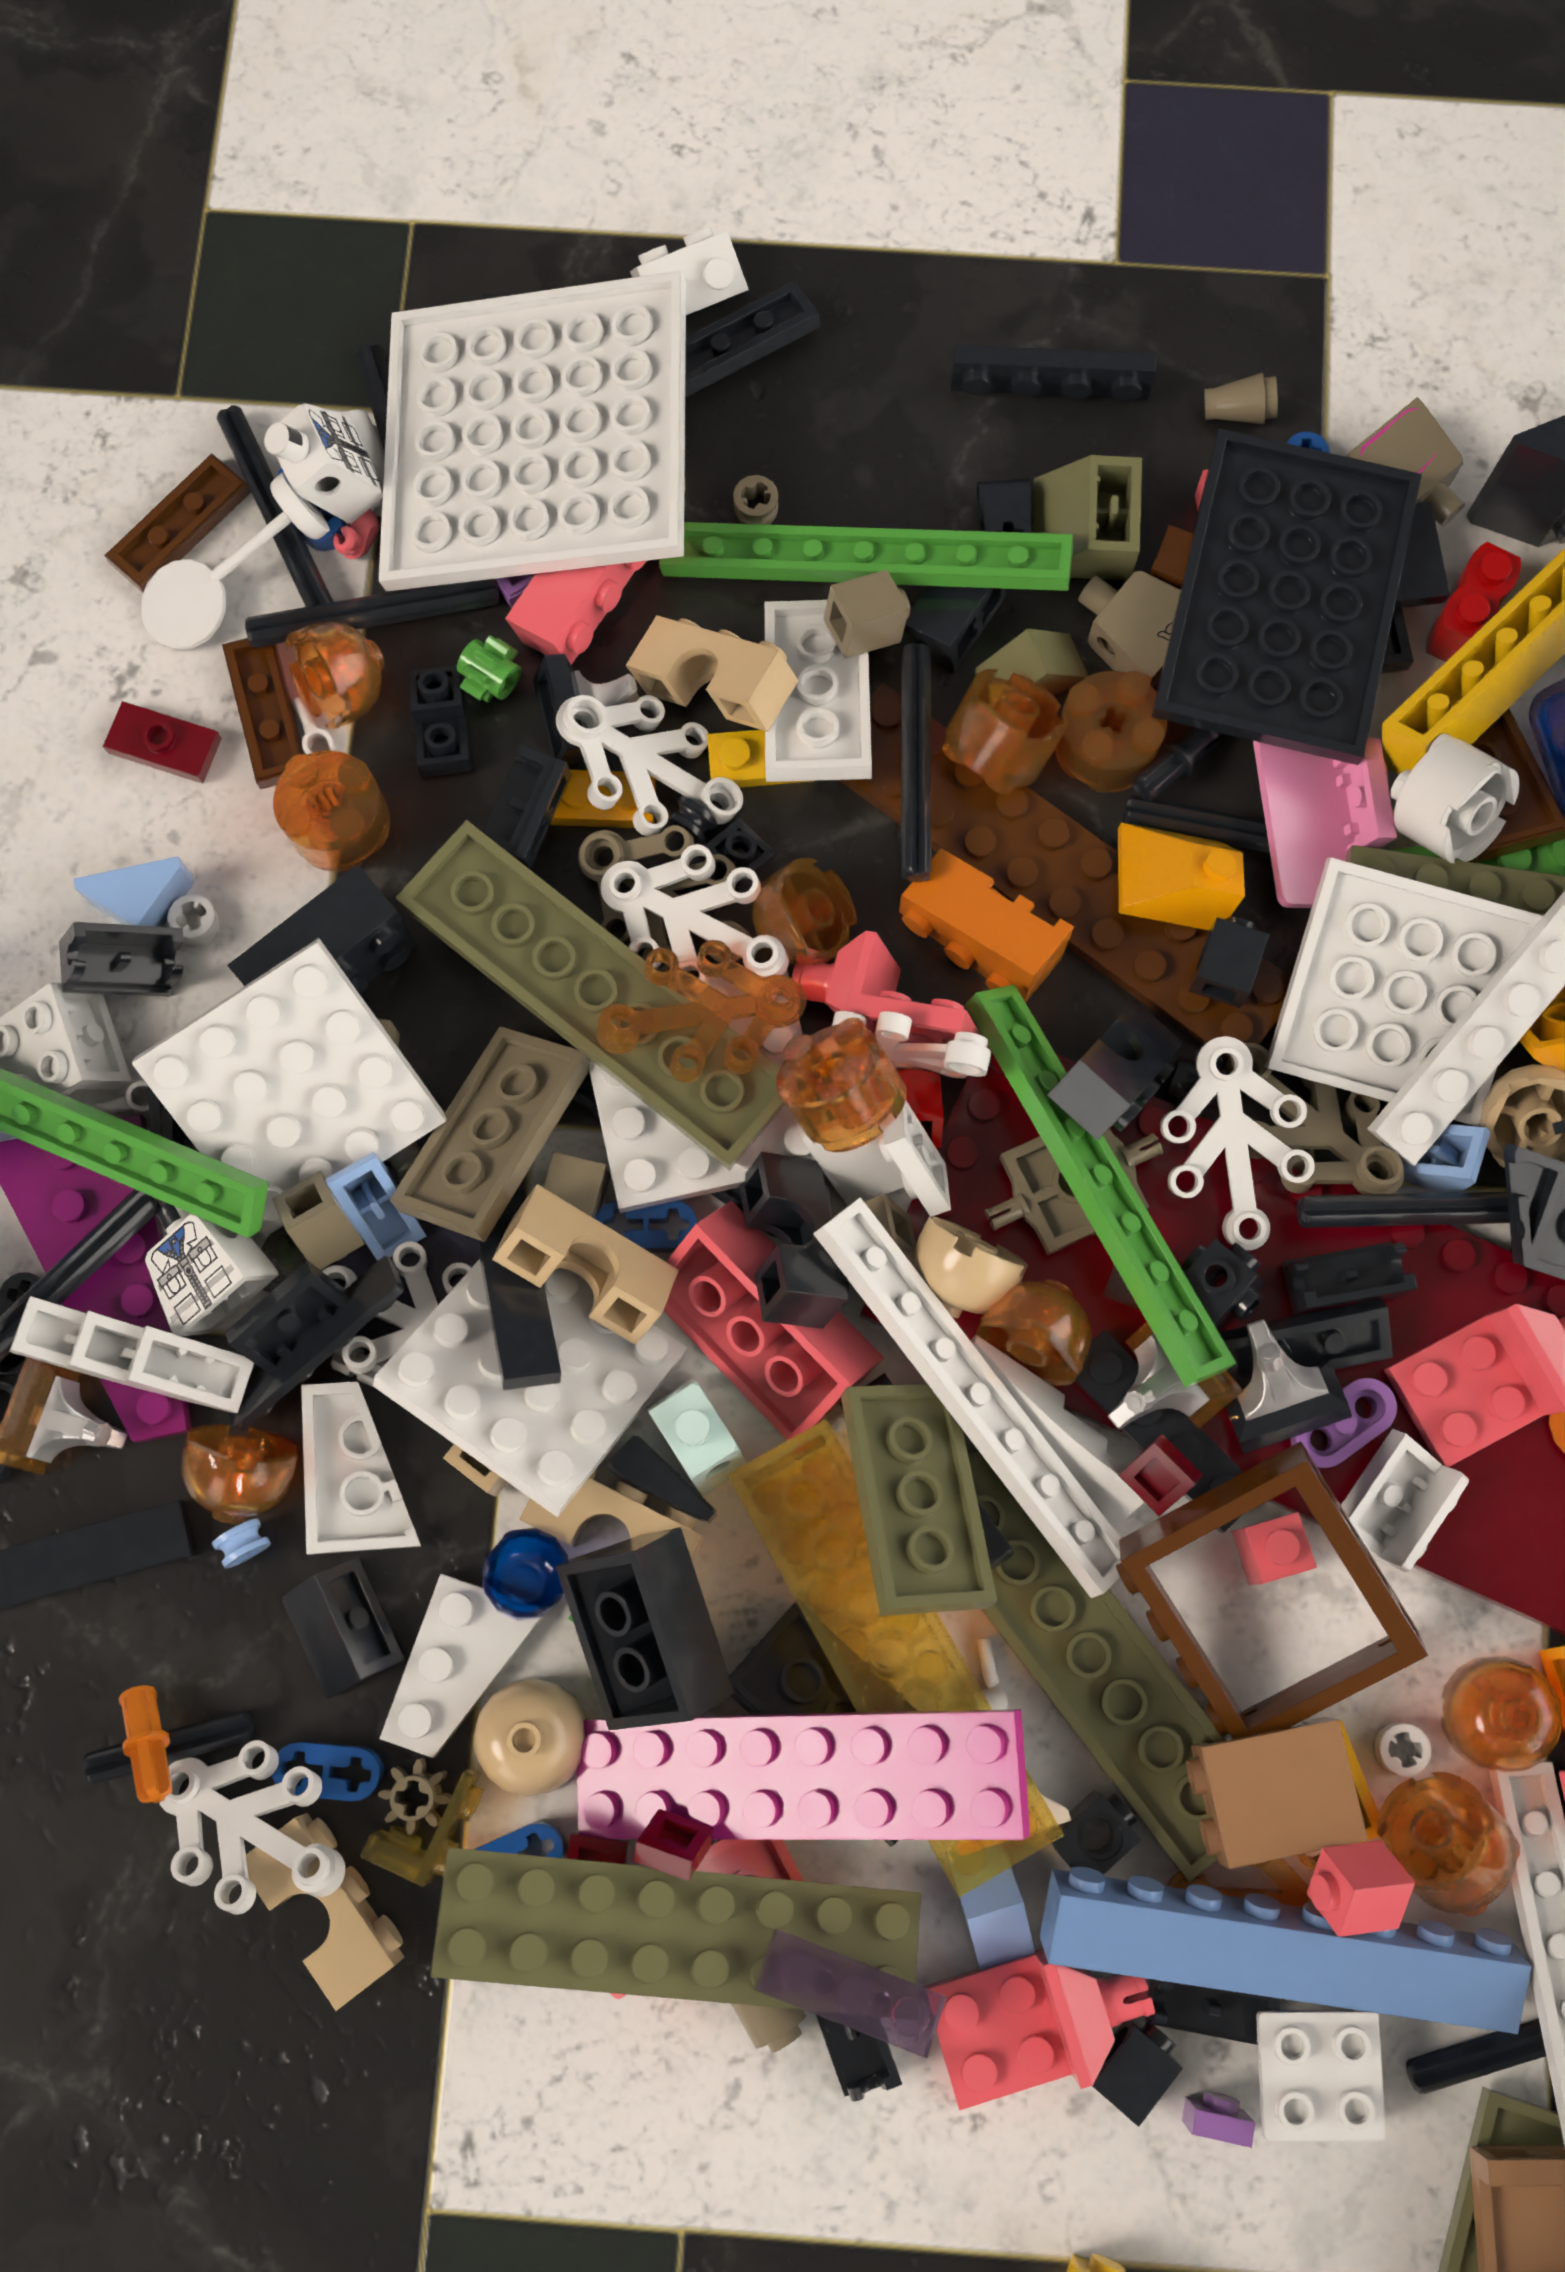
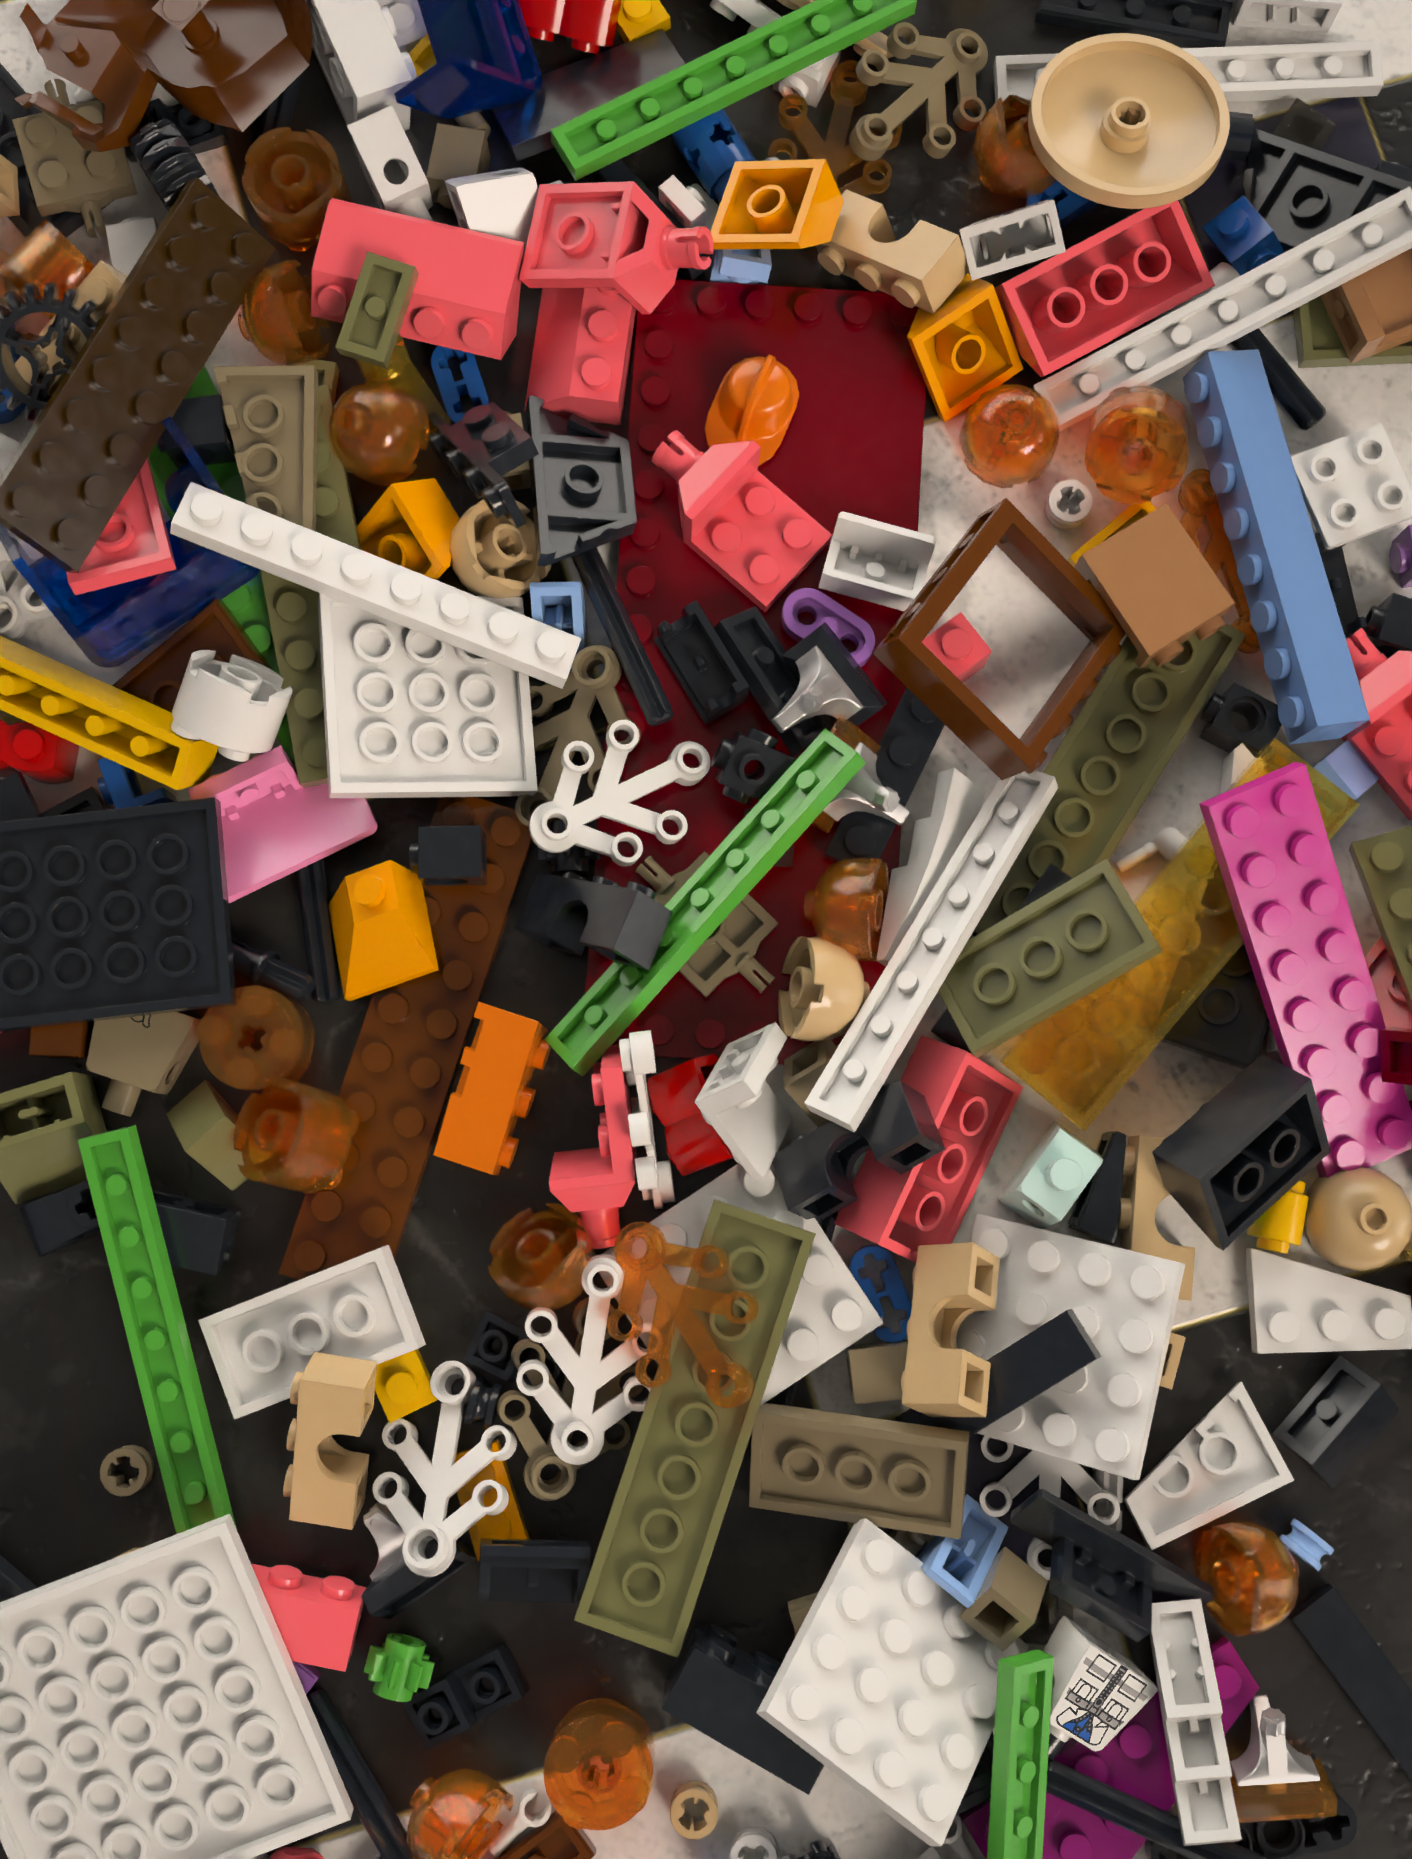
camera: 110 degrees left, 5 degrees up
(248, 866) = (693, 1829): none -> tan bush
(523, 1575) = (1236, 1278): clear blue hair -> none
(559, 1652) = (1282, 1221): none -> yellow brick
(840, 1085) = (711, 1158): clear orange brick -> none
(866, 613) = (221, 1311): dark tan brick -> none
(916, 763) = (355, 1209): black axle -> none
(1160, 1475) = (936, 763): dark red plate -> none
(1360, 1888) = (1206, 497): coral brick -> none
(1393, 690) = (121, 787): none -> blue bracket

